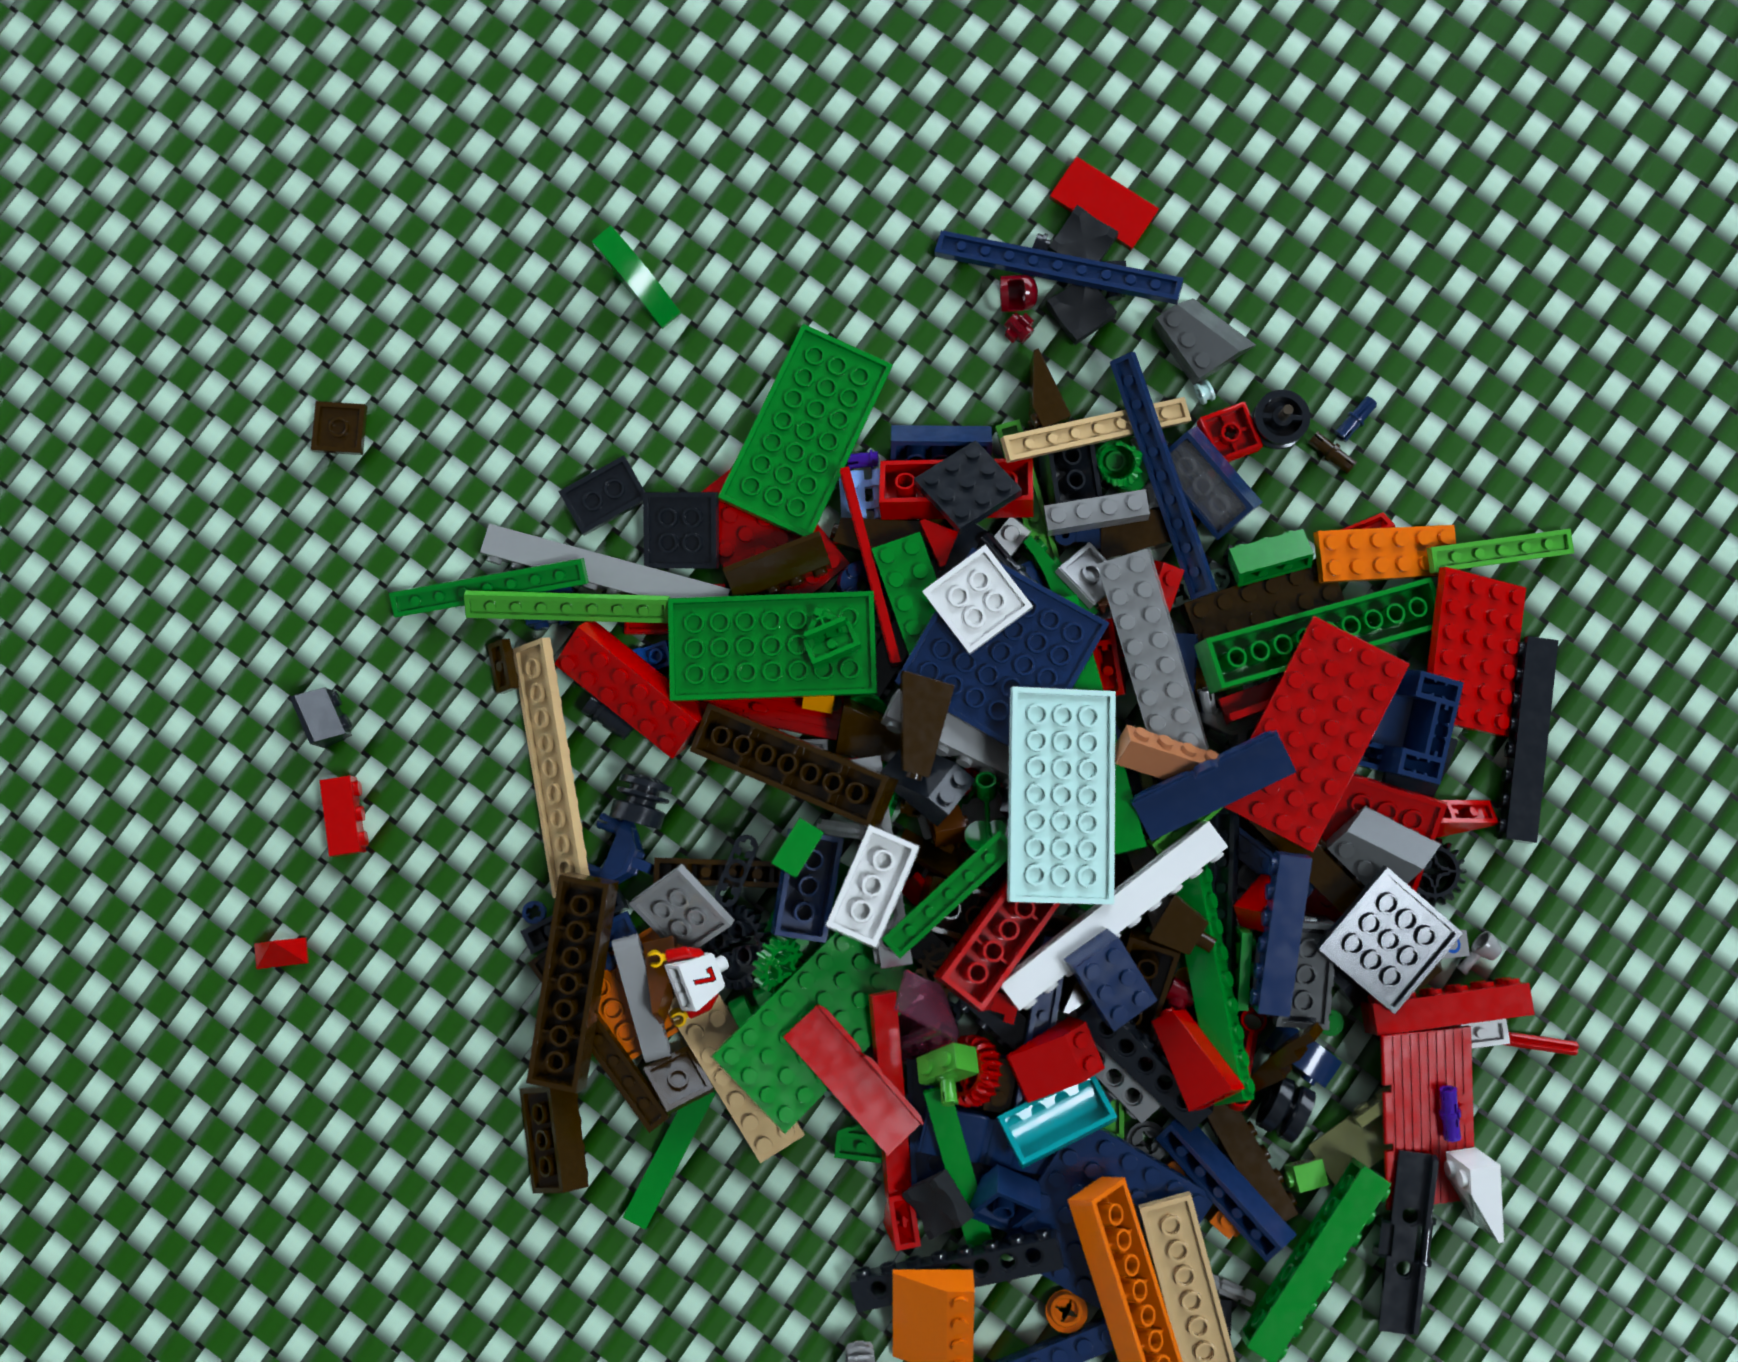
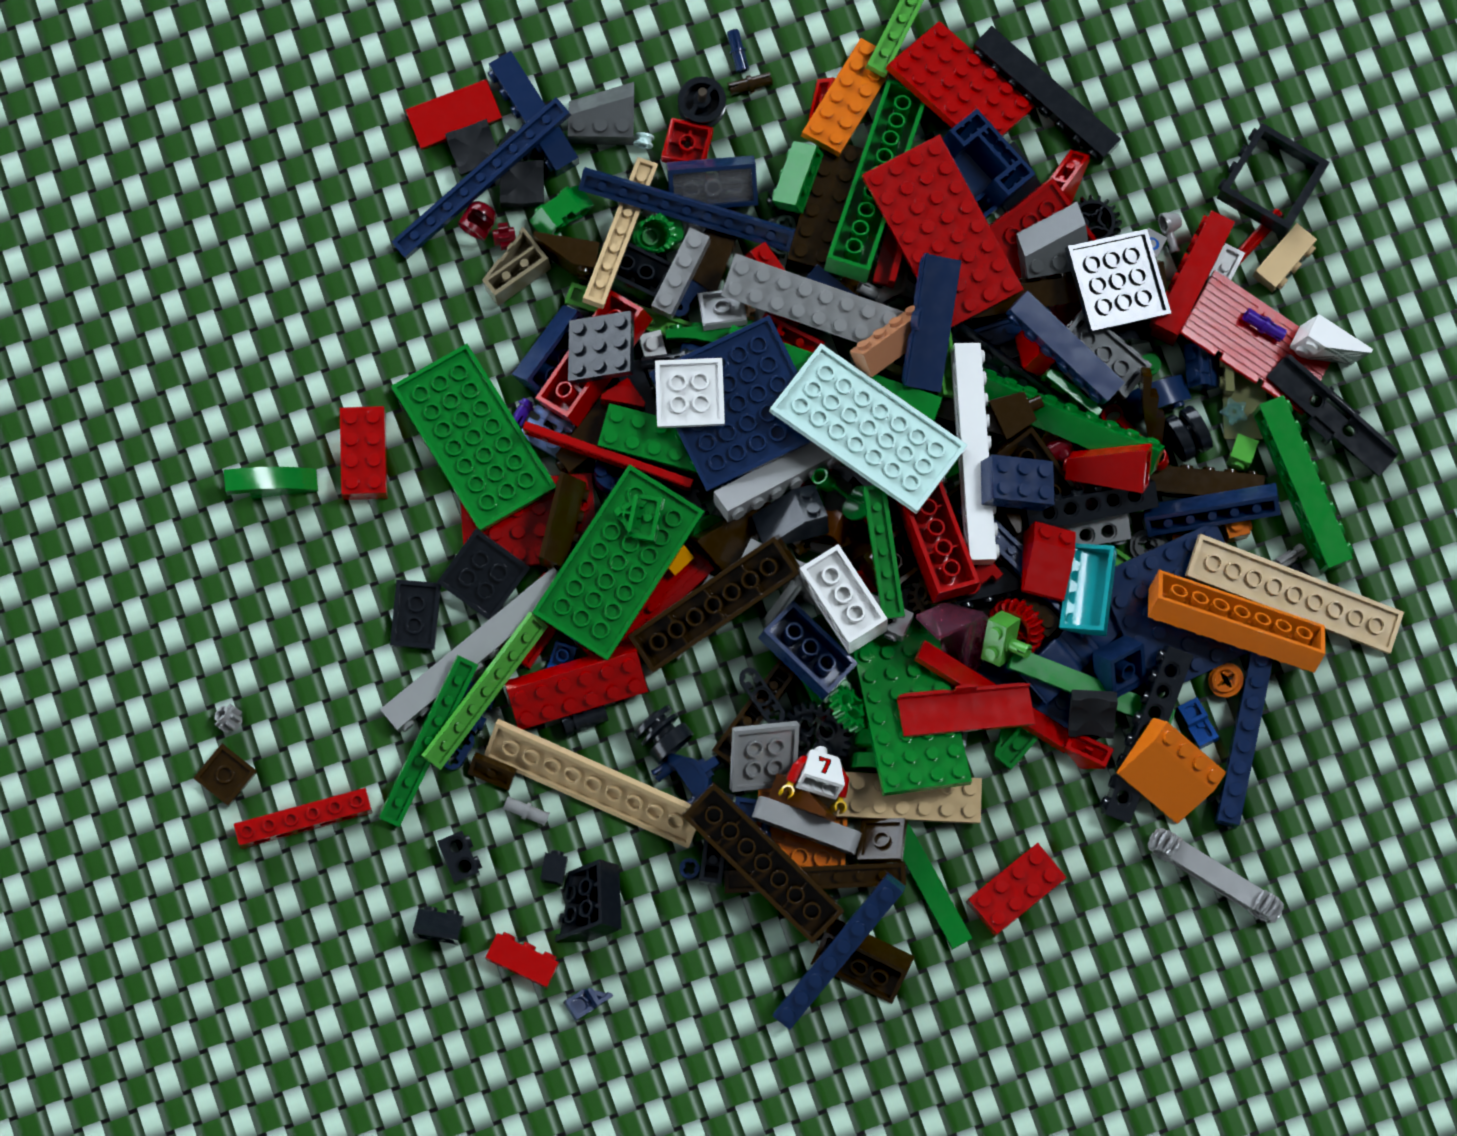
camera: 65 degrees left, 5 degrees down
(281, 953) = (591, 1074): red slope -> none
(343, 525) = (303, 818): none -> red brick
(344, 901) = (585, 1002): none -> dark blue slope
(391, 394) = (228, 718): none -> light grey gear
(395, 687) = (454, 859): none -> black brick
(439, 843) = (591, 903): none -> black wedge
(449, 786) = (554, 868): none -> black brick
(487, 723) = (526, 811): none -> light grey pin
(503, 628) = (463, 754): none -> dark blue beam
(537, 1114) = (839, 951): none -> dark blue brick
(719, 1242) = (1016, 889): none -> red brick
(722, 343) = (363, 453): none -> red brick
(797, 847) = (779, 634): green slope -> none
(922, 718) = (749, 488): dark brown slope -> none
(994, 359) = (516, 268): none -> dark tan wedge
(1005, 1310) = (1198, 723): none -> blue slope
(1041, 242) = (452, 178): black plate -> none
(1074, 360) = (560, 211): none -> green brick
(1162, 258) = (525, 105): none -> dark blue brick
(1336, 1134) = (1228, 411): none -> clear light blue plate
(1361, 1076) = (1200, 368): none -> dark blue brick
(1533, 1086) = (1285, 258): none -> tan brick
(1560, 1020) = (1251, 208): none -> black window

